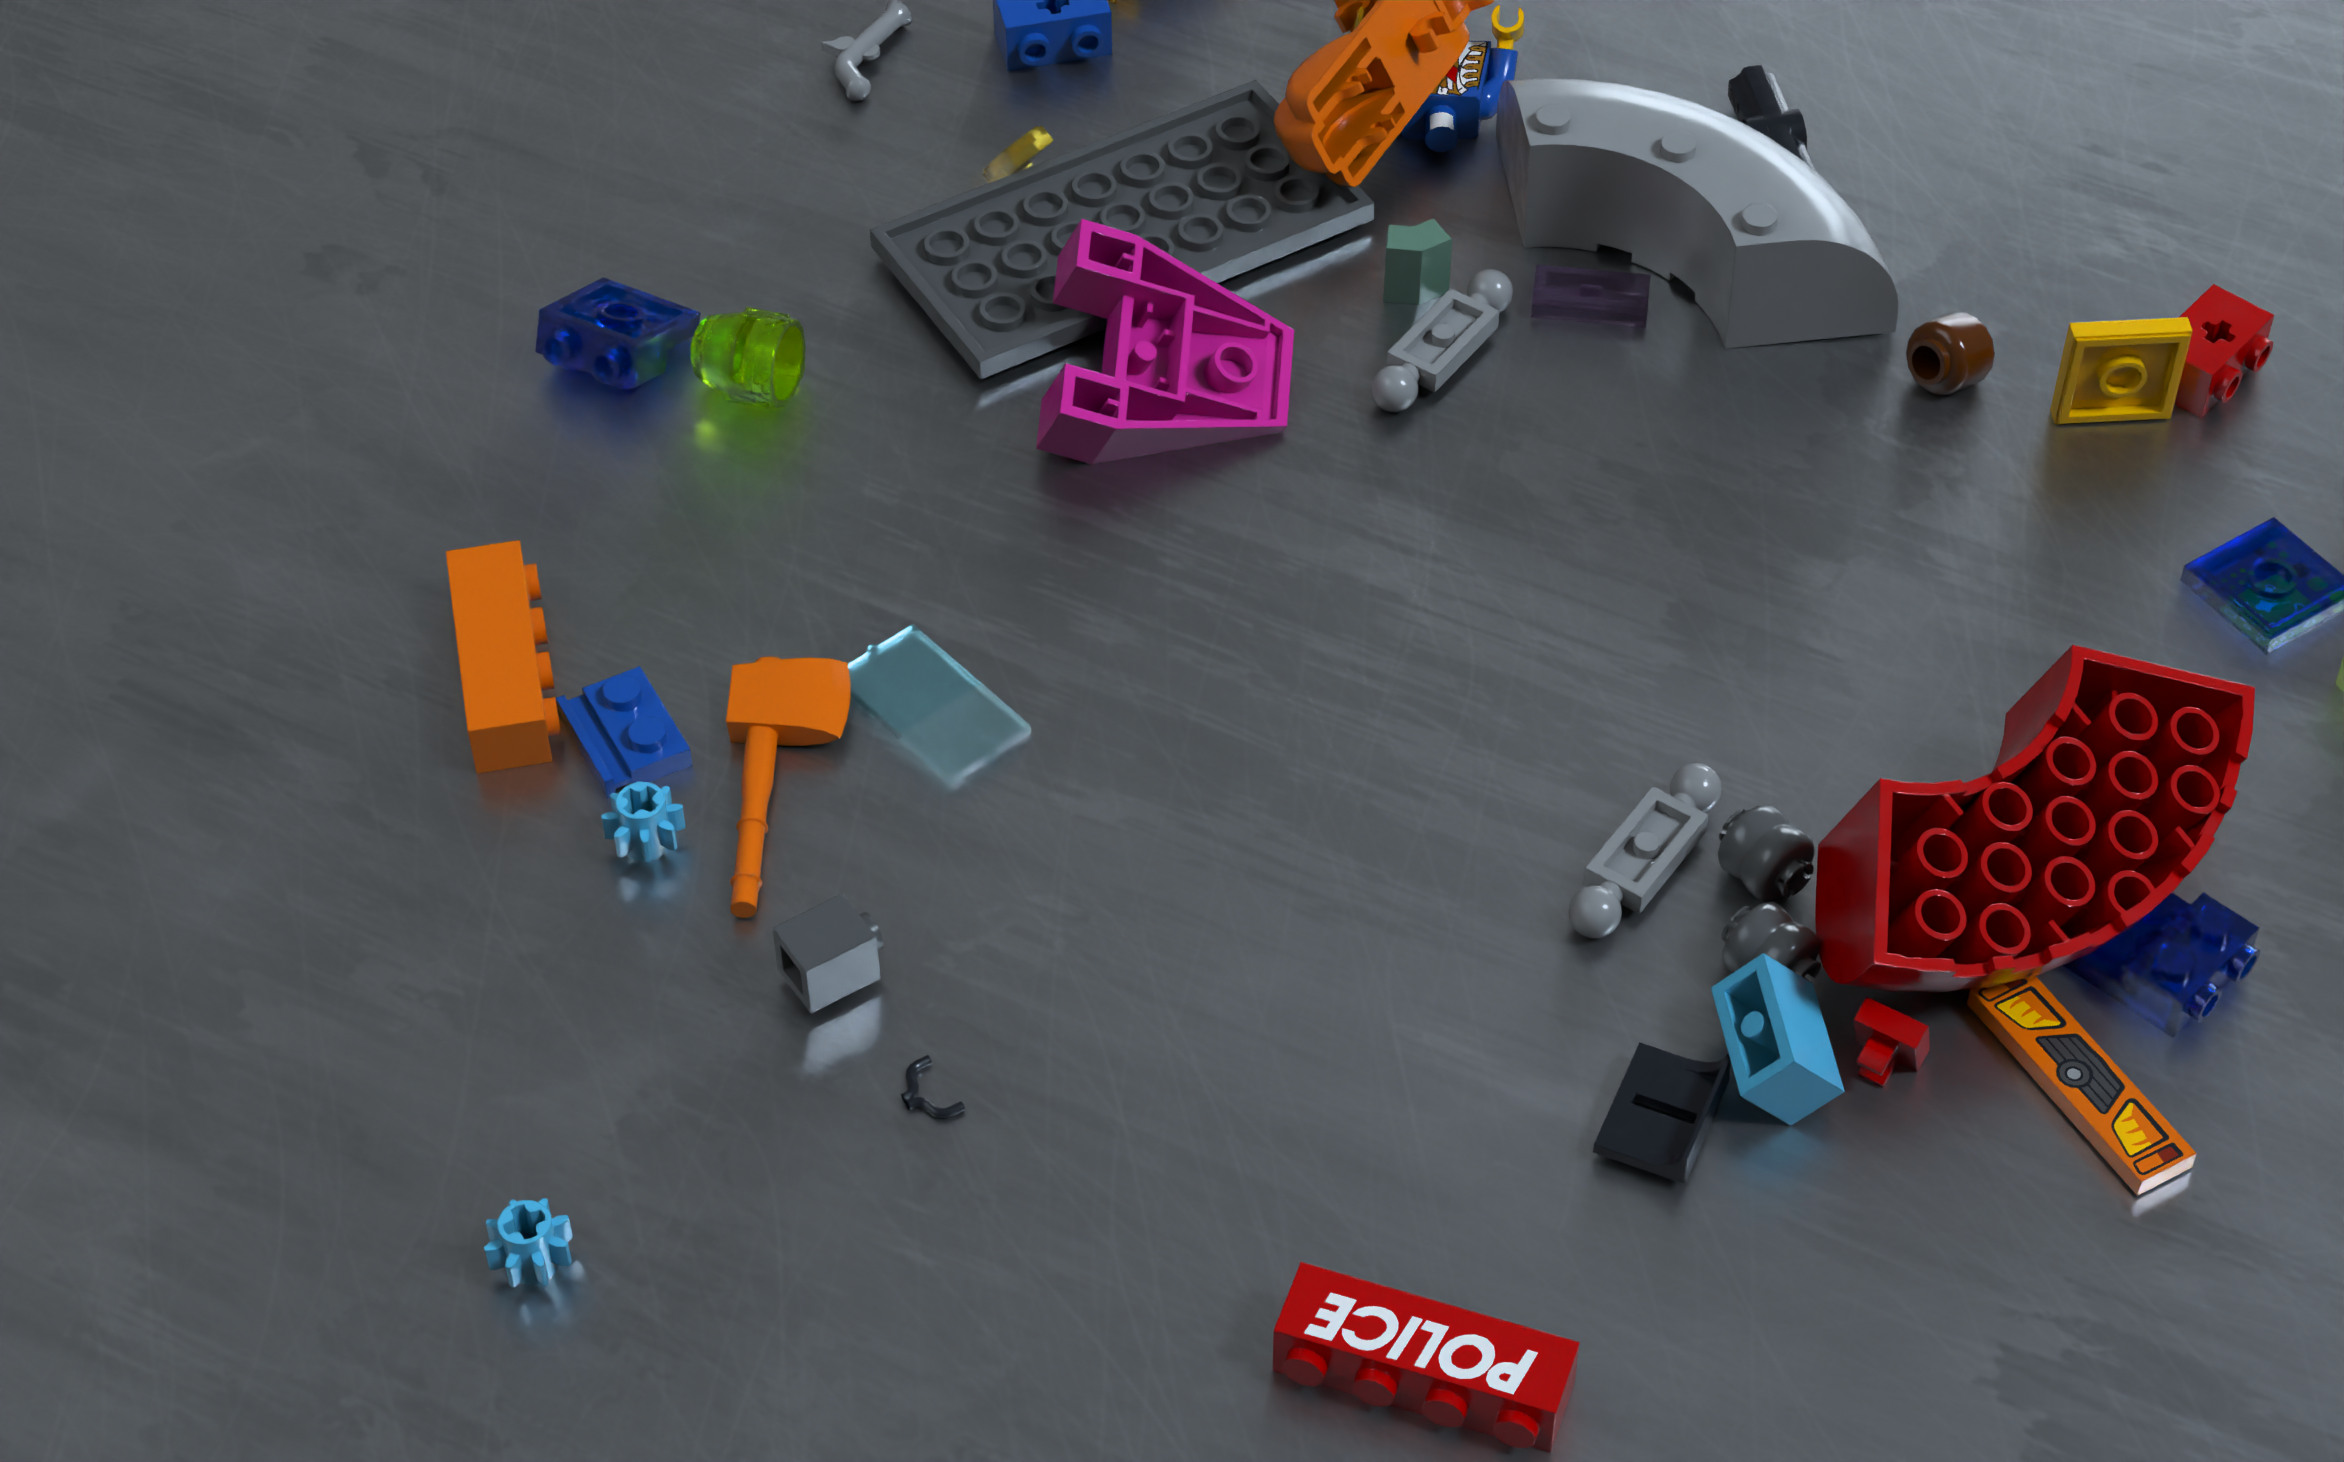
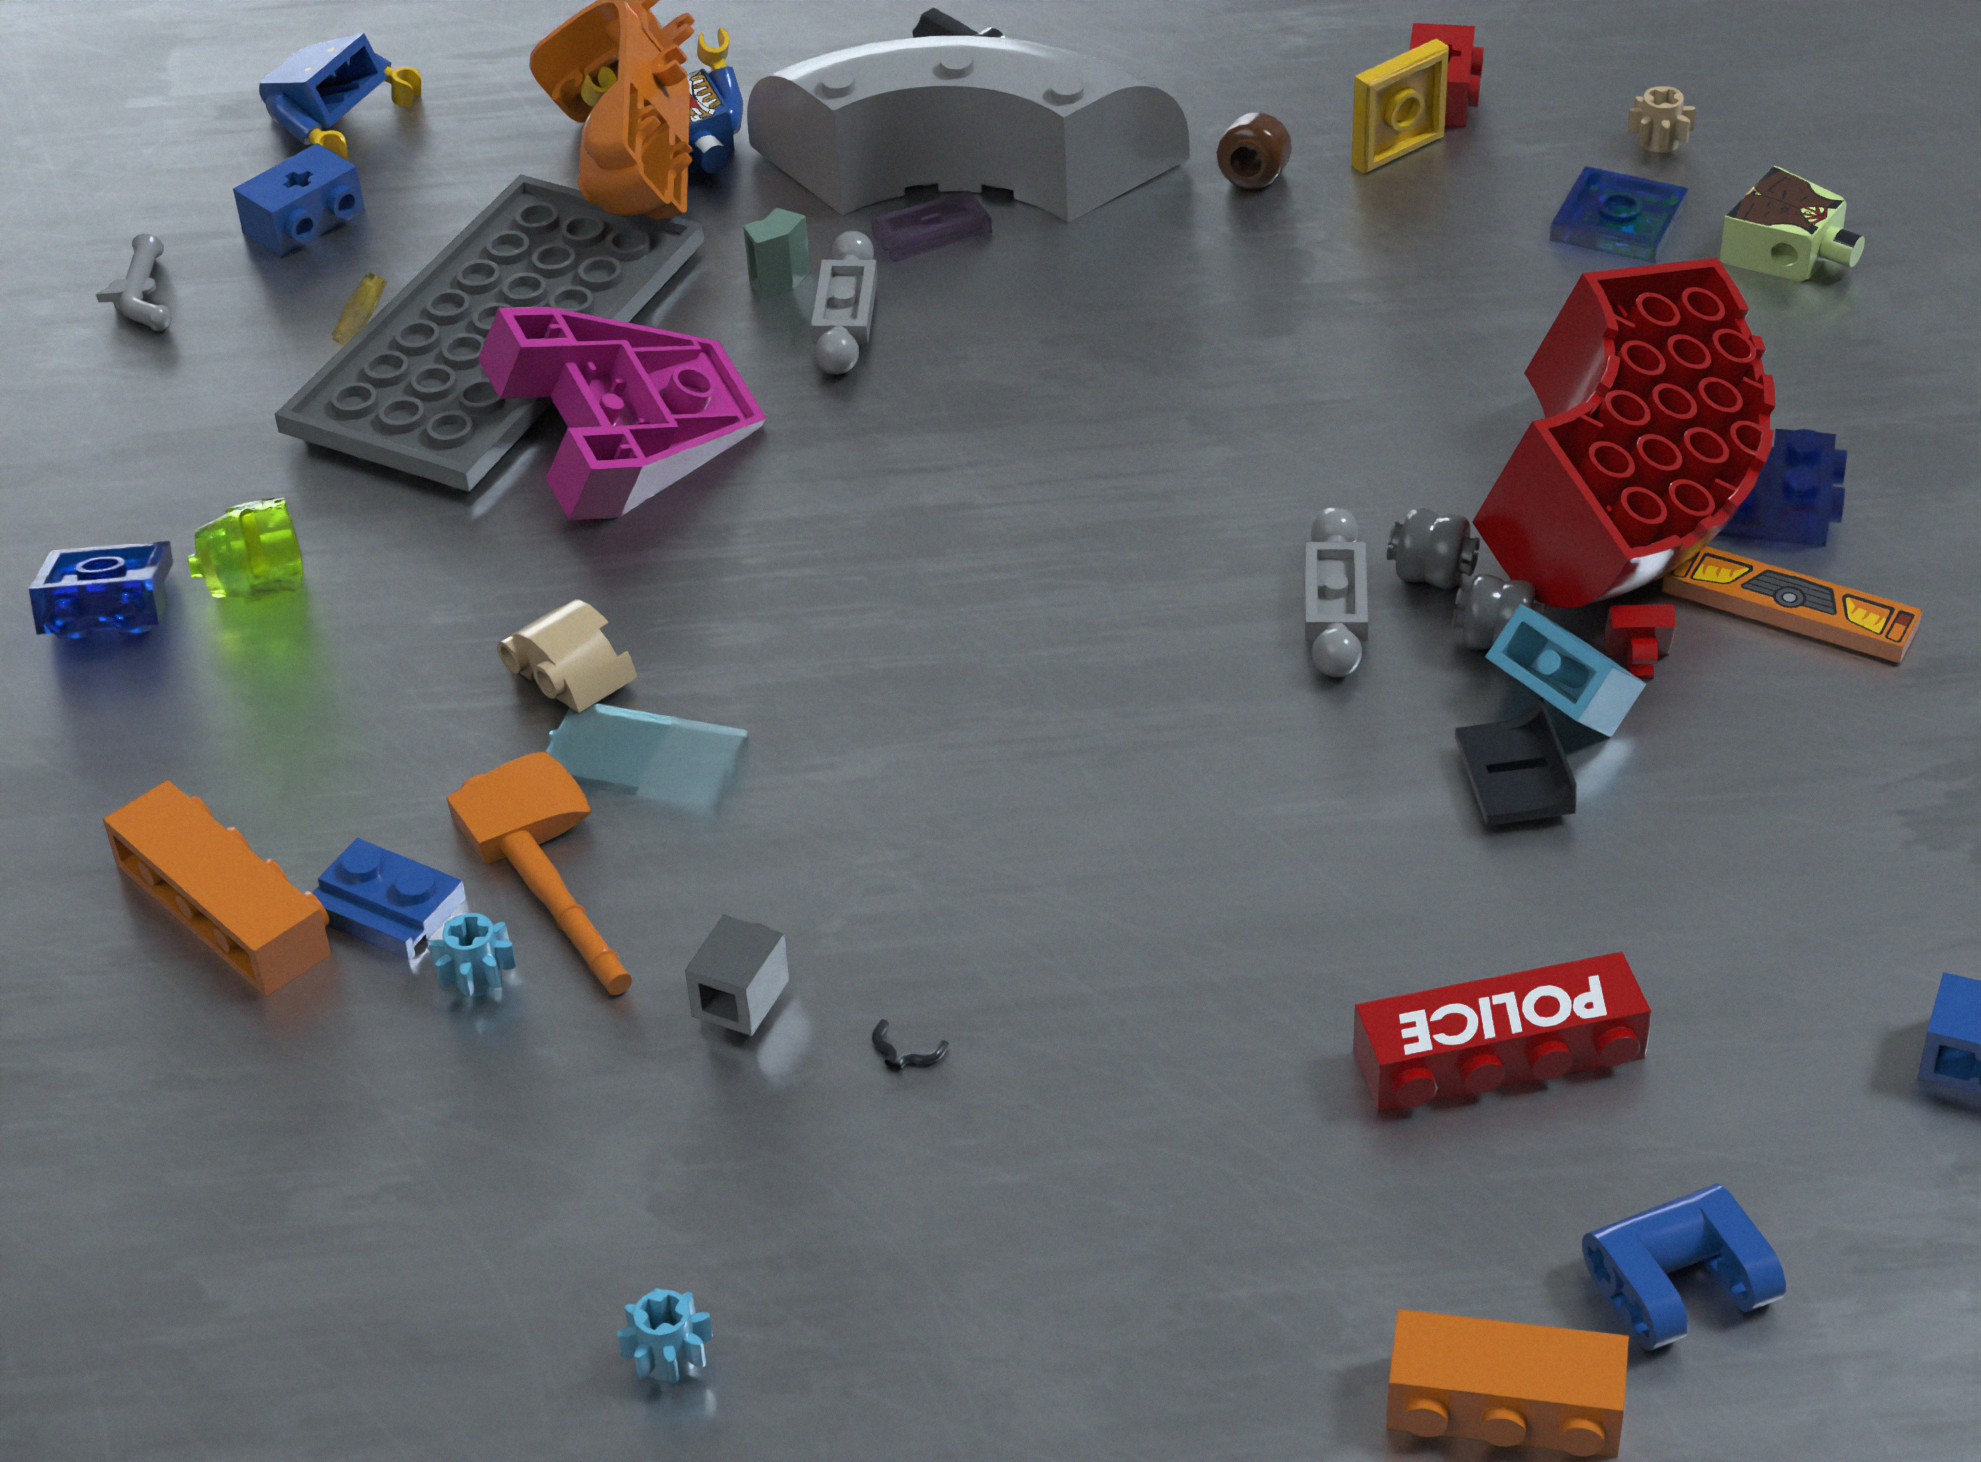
camera: 30 degrees left, 5 degrees down
(929, 583) = (568, 656): none -> tan cylinder

